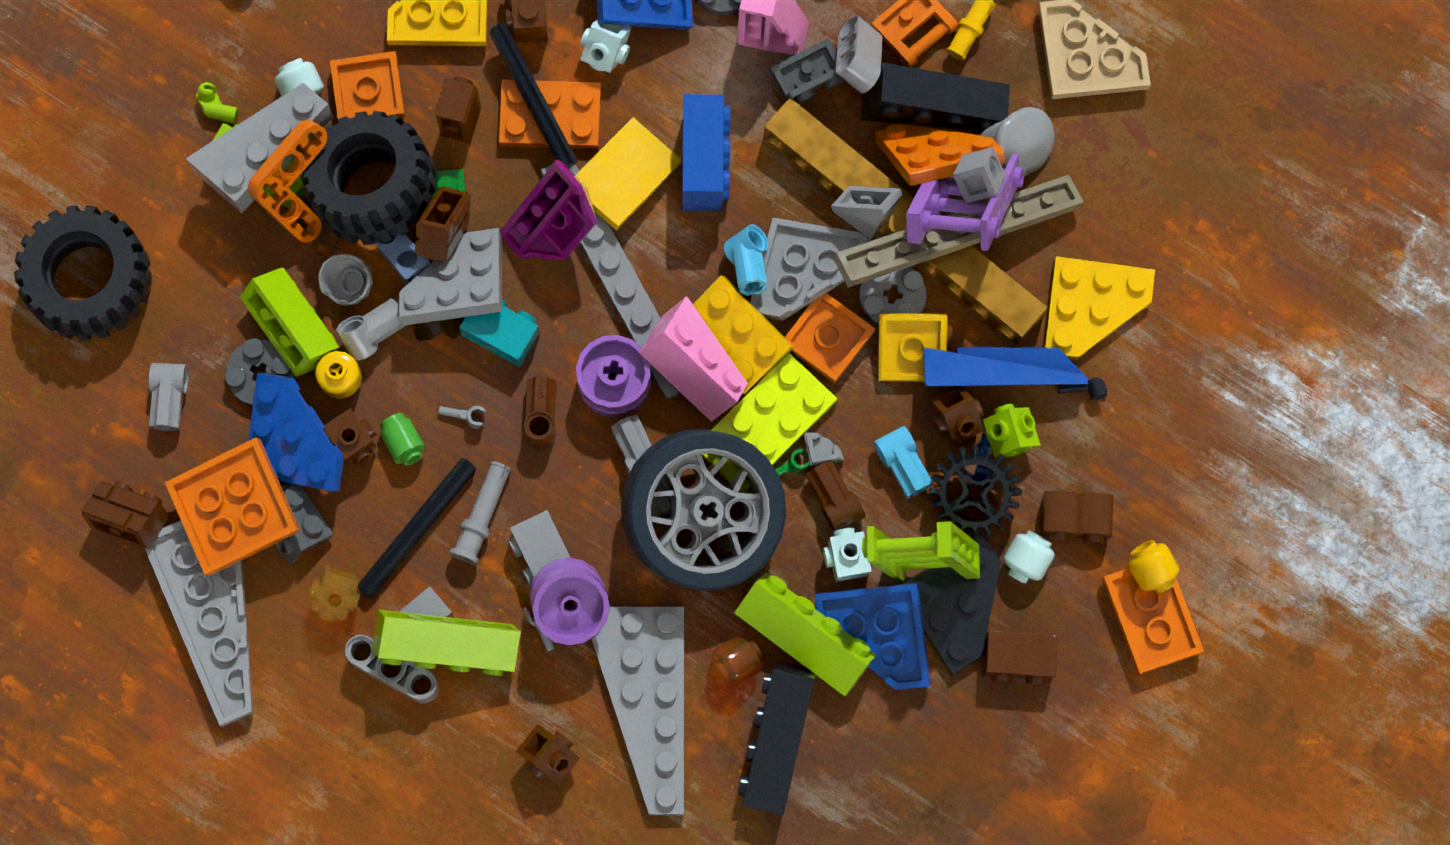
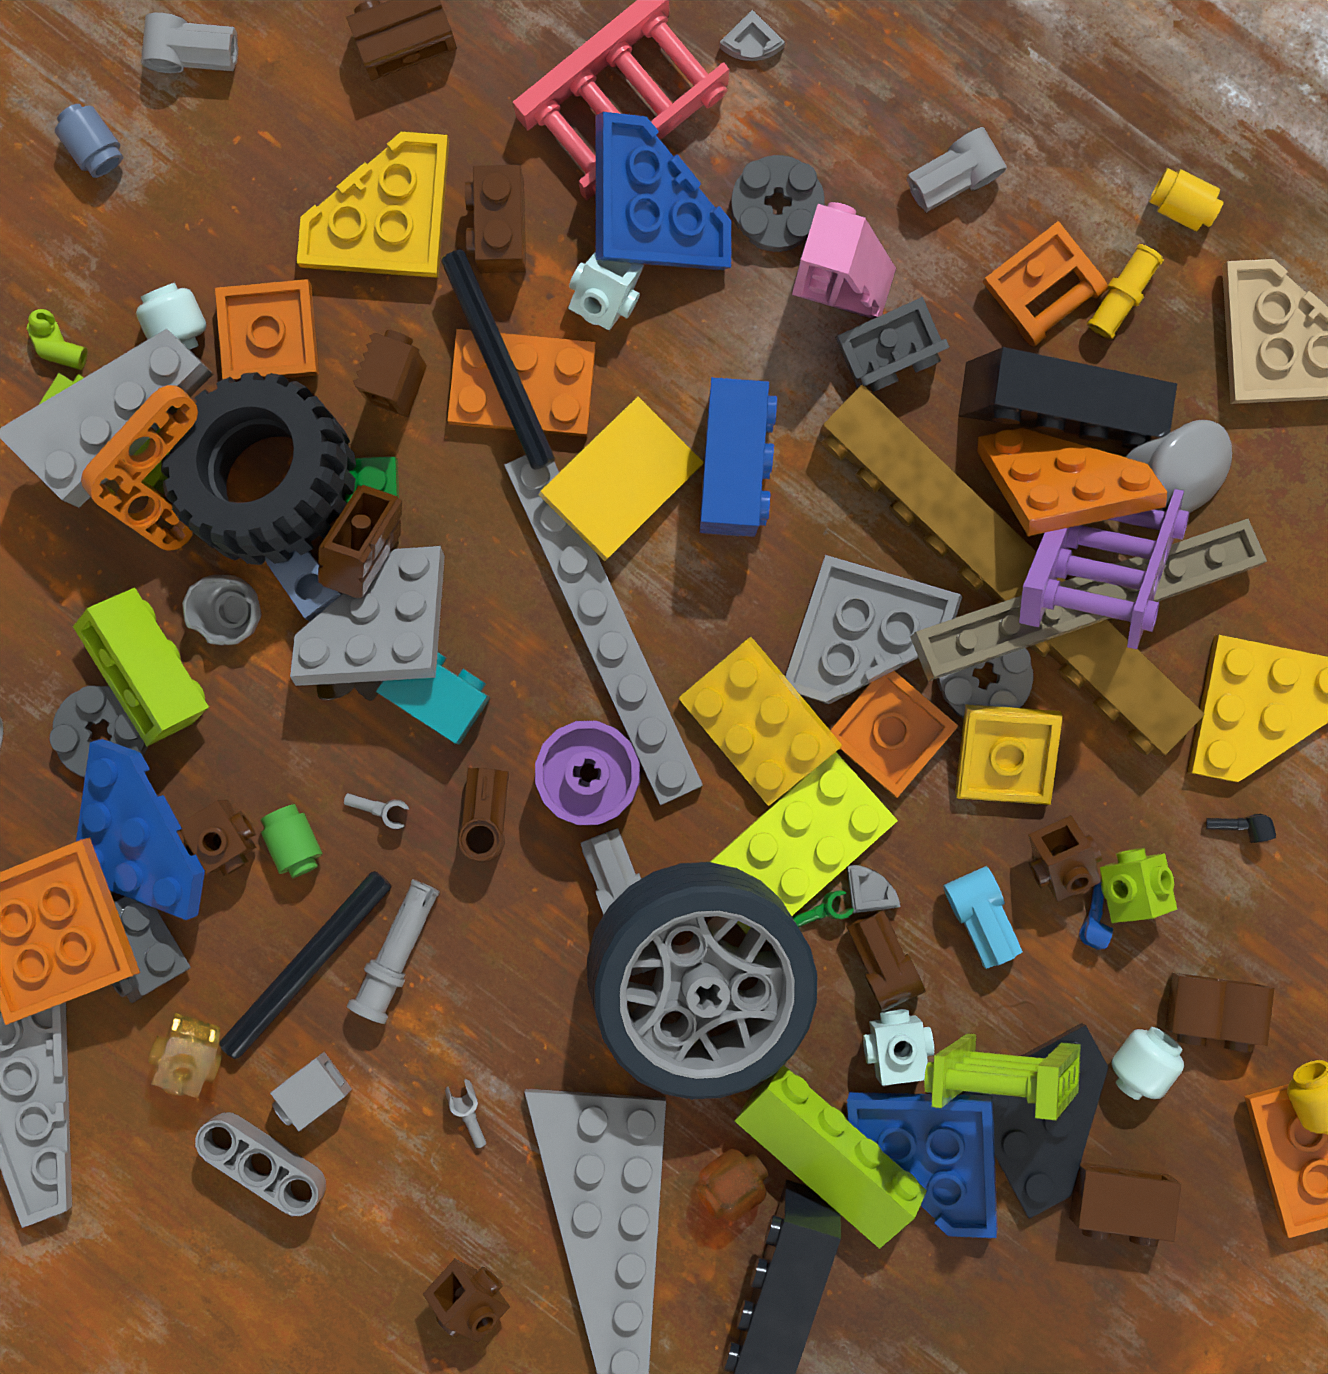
camera: 10 degrees right, 10 degrees up
(342, 384) = (192, 755): yellow head -> none
(364, 332) = (243, 689): light grey piece -> none
(445, 641) = (332, 1141): lime brick -> none
(537, 543) = (475, 1014): light grey piece -> none
(551, 217) = (515, 541): magenta wedge -> none
(575, 620) = (506, 1099): medium lavender wheel -> none
(694, 360) = (701, 759): bright pink wedge -> none
(745, 253) = (784, 606): medium azure piece -> none
(859, 54) = (966, 328): light grey beam -> none
(867, 207) = (961, 557): light grey slope -> none
(979, 175) = (1131, 531): light grey brick -> none
(985, 504) = (1053, 991): black gear -> none
(999, 367) = (1128, 794): blue wedge -> none

